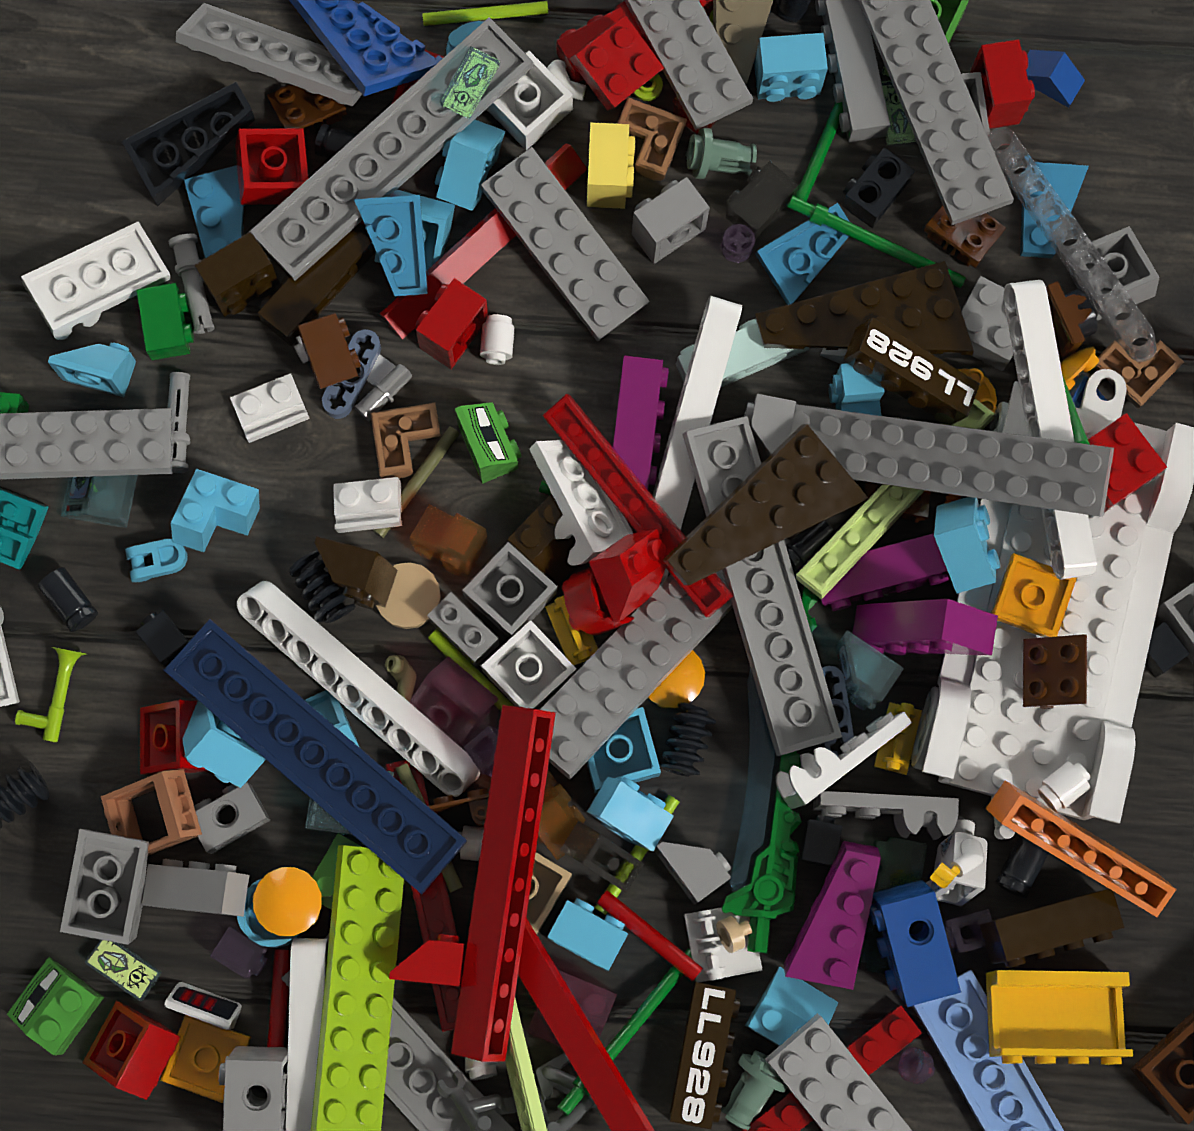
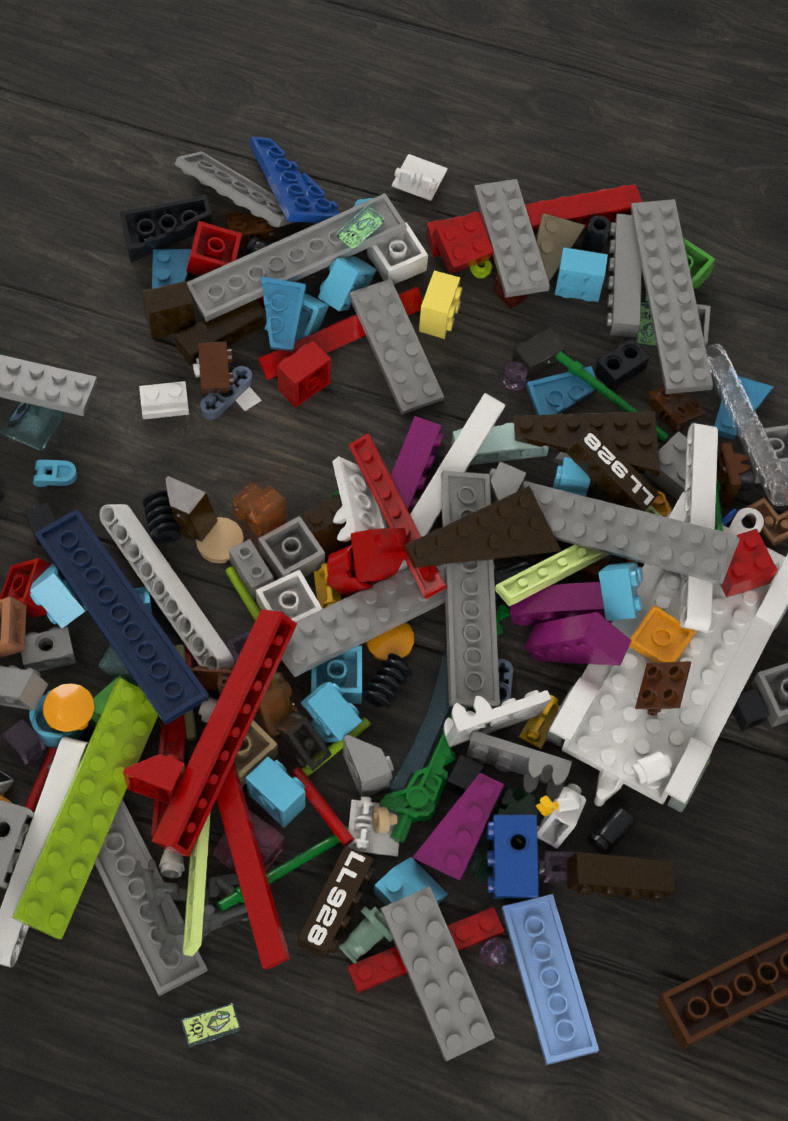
camera: 15 degrees right, 15 degrees down
(94, 279) = (73, 292): white hinge -> none
(96, 367) = (54, 344): medium azure slope -> none
(164, 321) = (110, 329): green brick -> none
(179, 385) = (96, 402): light grey pin -> none
(186, 258) = (138, 312): light grey pin -> none
(213, 503) = (103, 445): medium azure brick -> none
(367, 504) = (211, 474): white plate -> none
(383, 391) = (244, 408): light grey axle -> none
(393, 432) = (243, 433): medium nougat brick -> none
(403, 674) = (199, 588): olive arm -> none
(424, 471) = (249, 470): olive bar -> none
(453, 701) = (228, 611): clear pink slope -> none
(483, 13) = (402, 203): lime bar -> none
(487, 441) = (305, 452): bright green slope -> none
(497, 339) = (332, 394): white brick -> none
(558, 69) = (432, 259): white arm -> none
(661, 136) = (480, 297): medium nougat brick -> none
(669, 219) = (472, 347): light grey brick -> none
(718, 155) = (510, 316): sand green piece -> none
(820, 152) = (586, 338): green bar -> none
(865, 671) = (530, 665): clear light blue slope -> none
(1004, 82) = (725, 317): red brick -> none
(1054, 75) = (762, 326): blue slope -> none
(1056, 1016) = (609, 942): yellow panel -> none
(1076, 362) = (734, 502): light orange dish -> none
(1080, 848) = (654, 821): orange brick -> none

